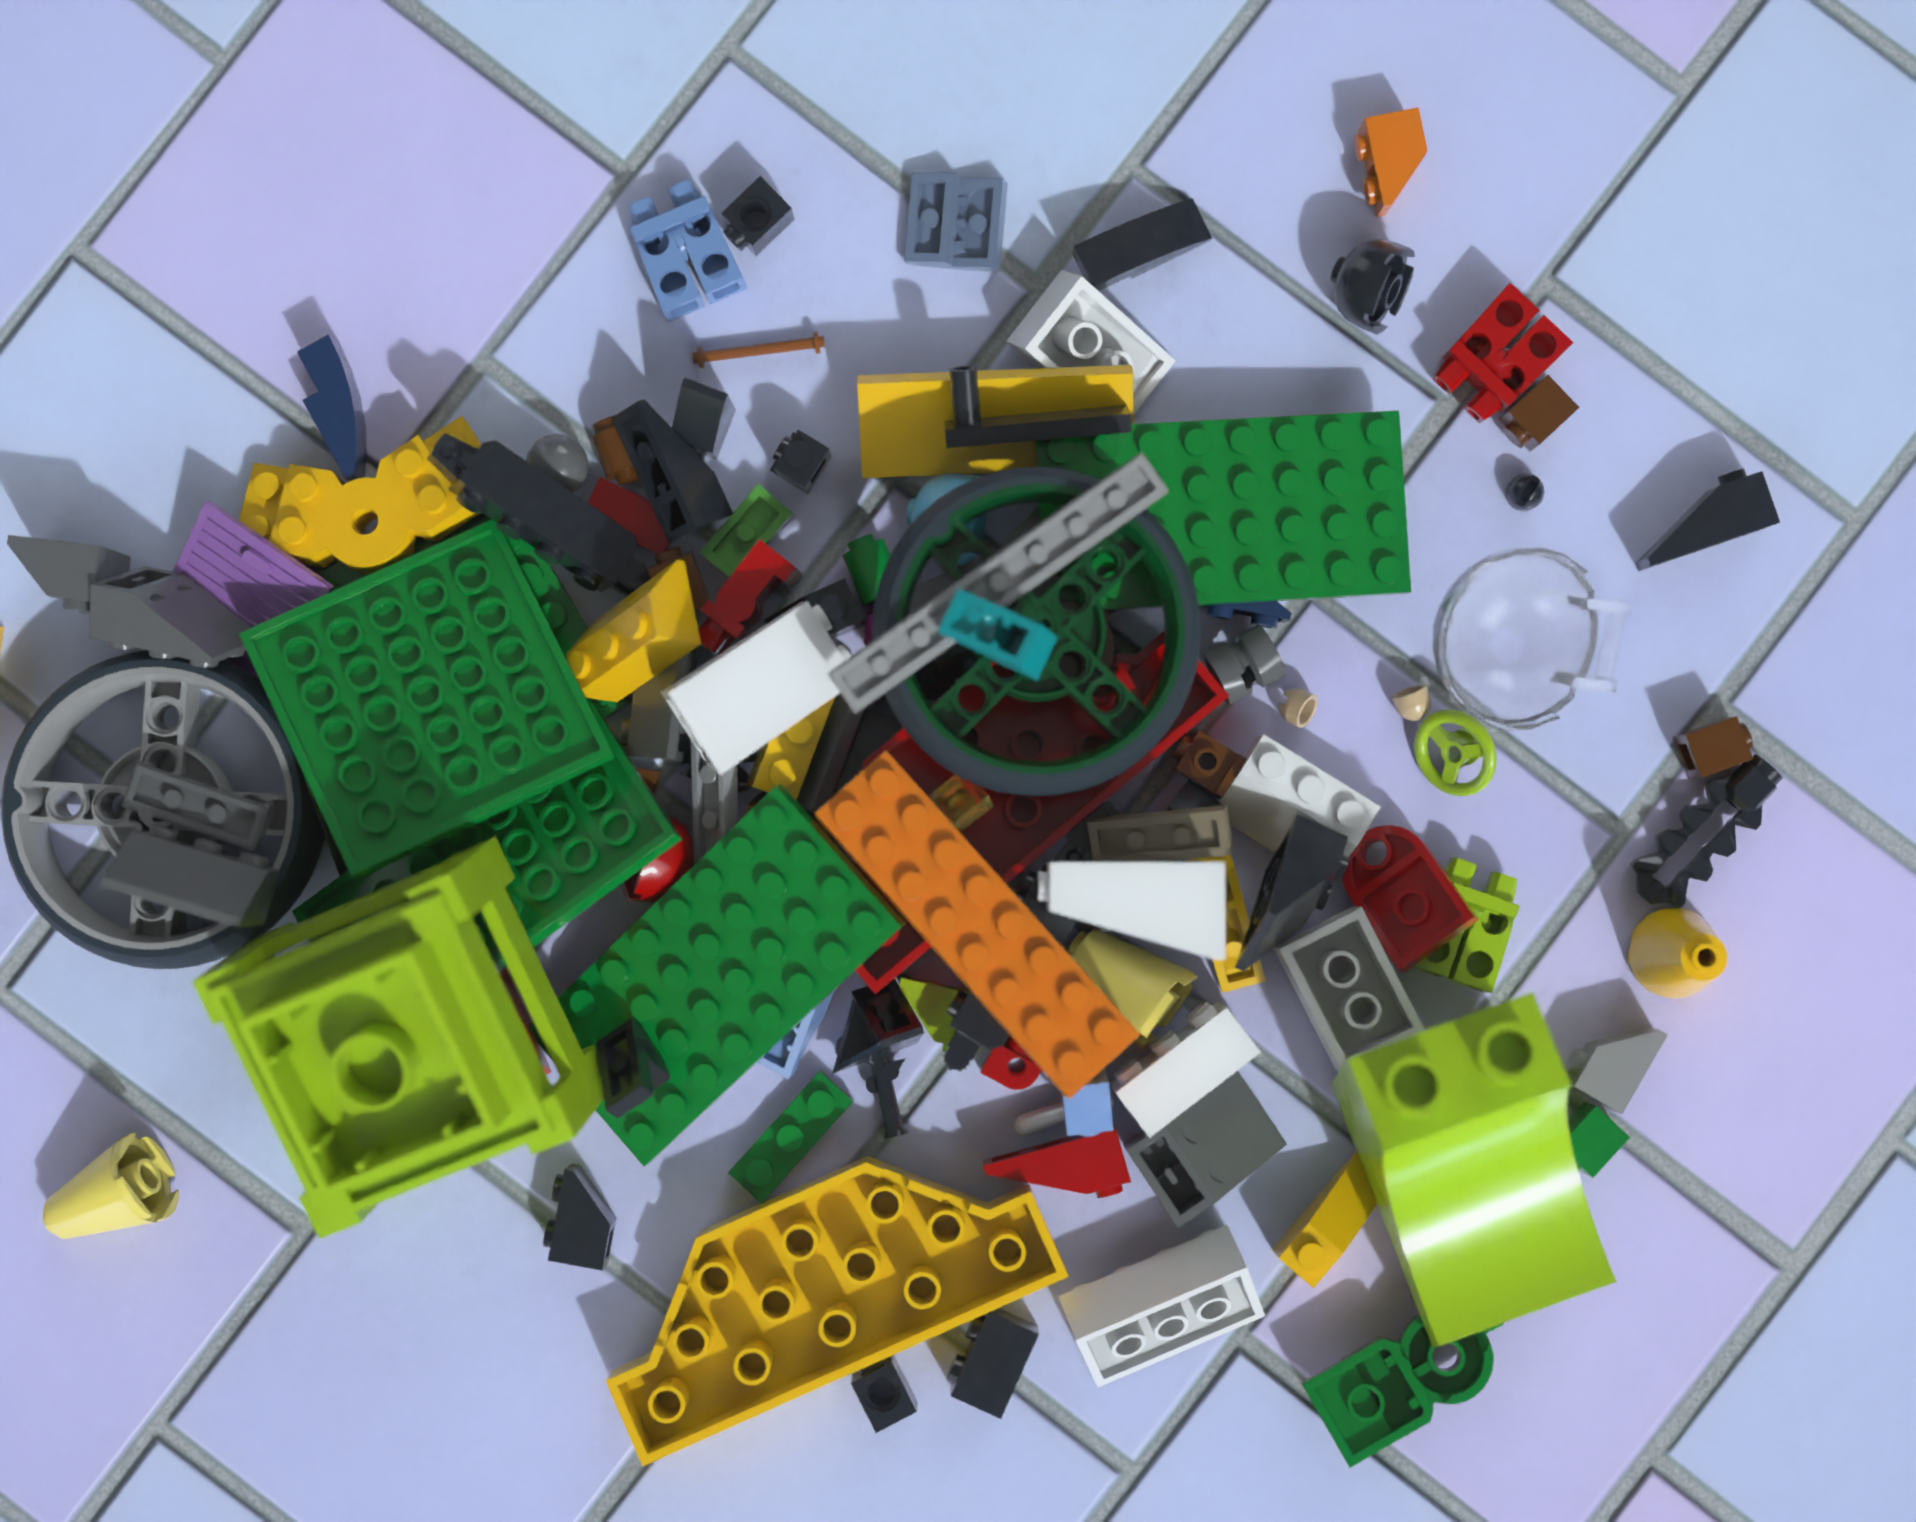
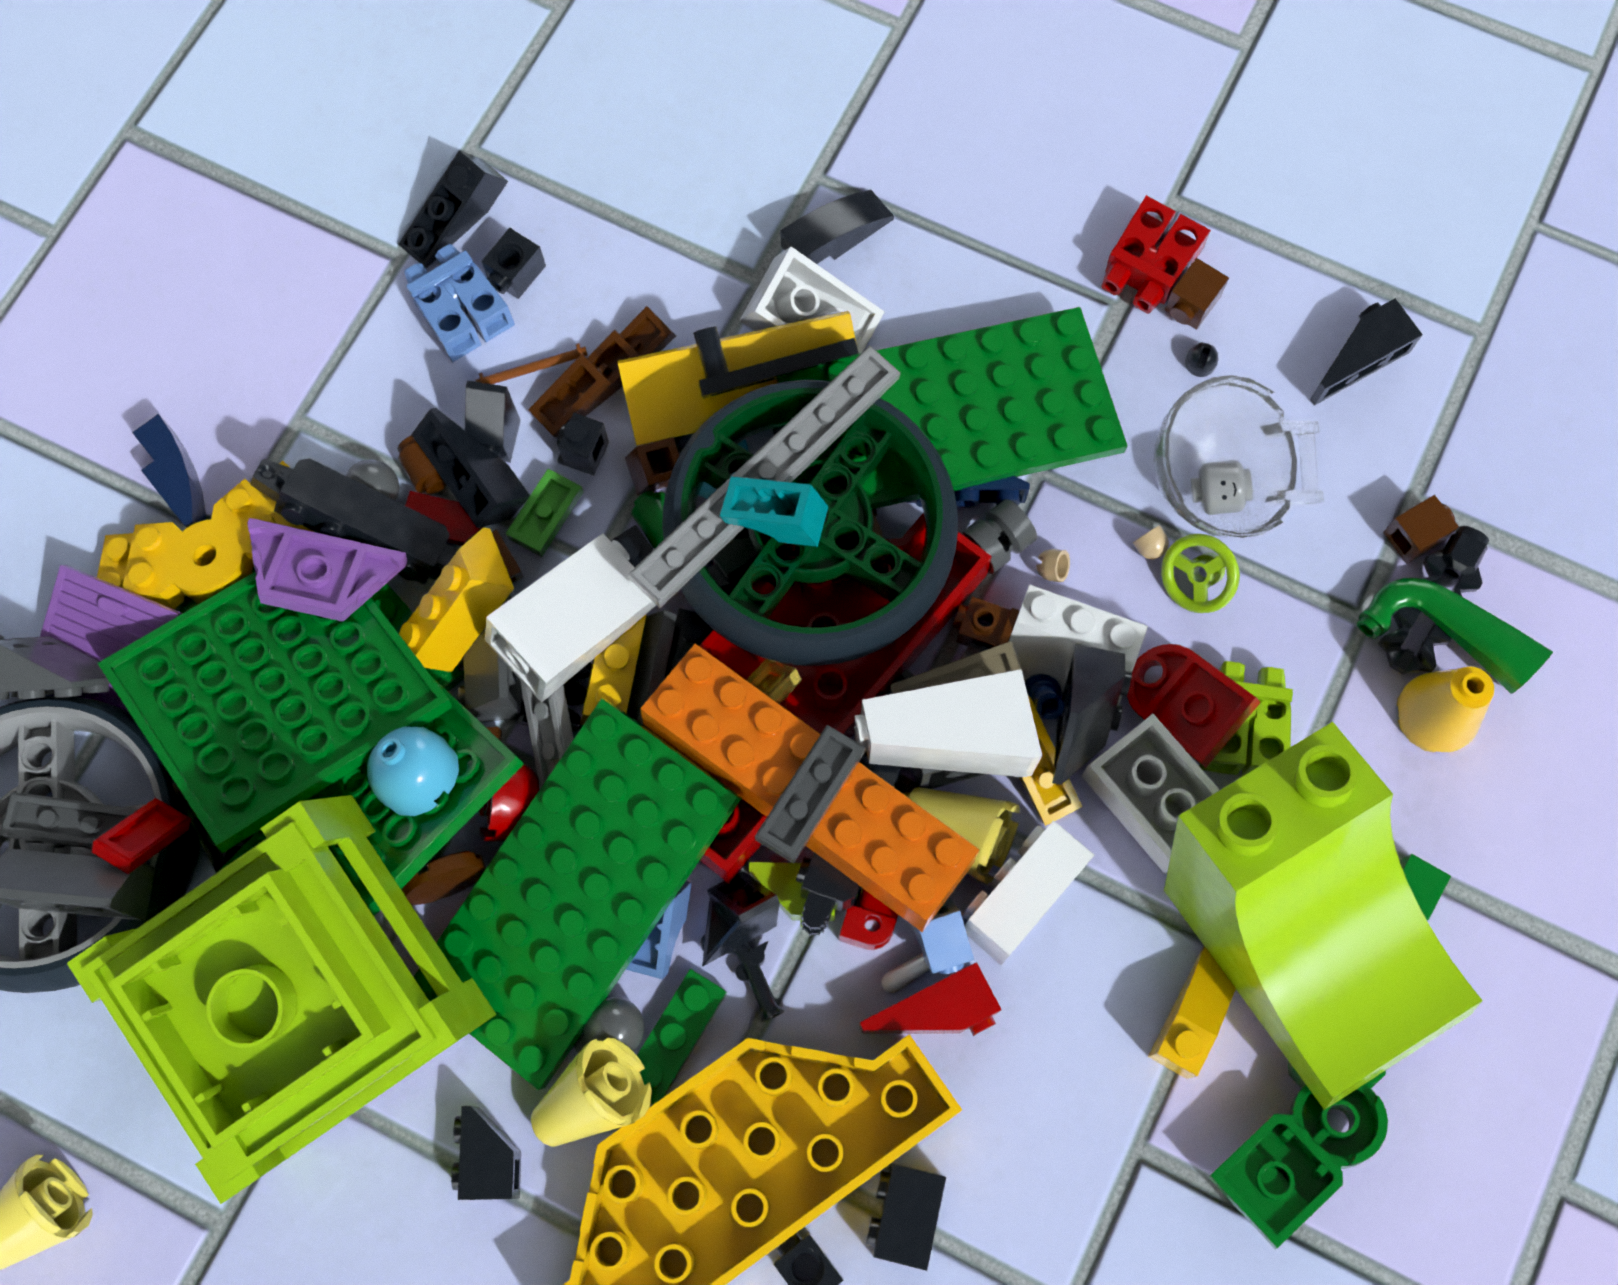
camera: 10 degrees left, 15 degrees down
(272, 842) = (141, 835): none -> red tile
(488, 572) = (317, 570): none -> medium lavender wing
(563, 823) = (411, 770): none -> medium azure cylinder
(583, 929) = (445, 877): none -> reddish brown tile
(628, 1068) = (508, 990): black slope -> none
(697, 128) = (453, 207): none -> black slope
(700, 1187) = (593, 1095): none -> light yellow cone
(727, 1123) = (614, 1019): none -> dark grey piece
(743, 596) = (556, 538): red hips -> none
(833, 375) = (597, 377): none -> reddish brown slope
(878, 507) = (652, 465): none -> reddish brown brick
(955, 222) = (679, 241): sand blue slope -> none
(976, 945) = (810, 794): none -> dark grey tile
(1162, 1305) = (1058, 1129): white slope -> none
(1206, 1149) = (1062, 968): dark grey slope -> none
(1251, 857) = (1045, 695): none -> dark blue pin
(1372, 282) = (1033, 218): black cylinder -> none
(1391, 150) = (1024, 123): orange slope -> none
(1503, 664) = (1222, 487): none -> light grey head
(1614, 1066) = (1421, 818): light grey slope -> none
(1750, 891) = (1492, 642): none -> green animal

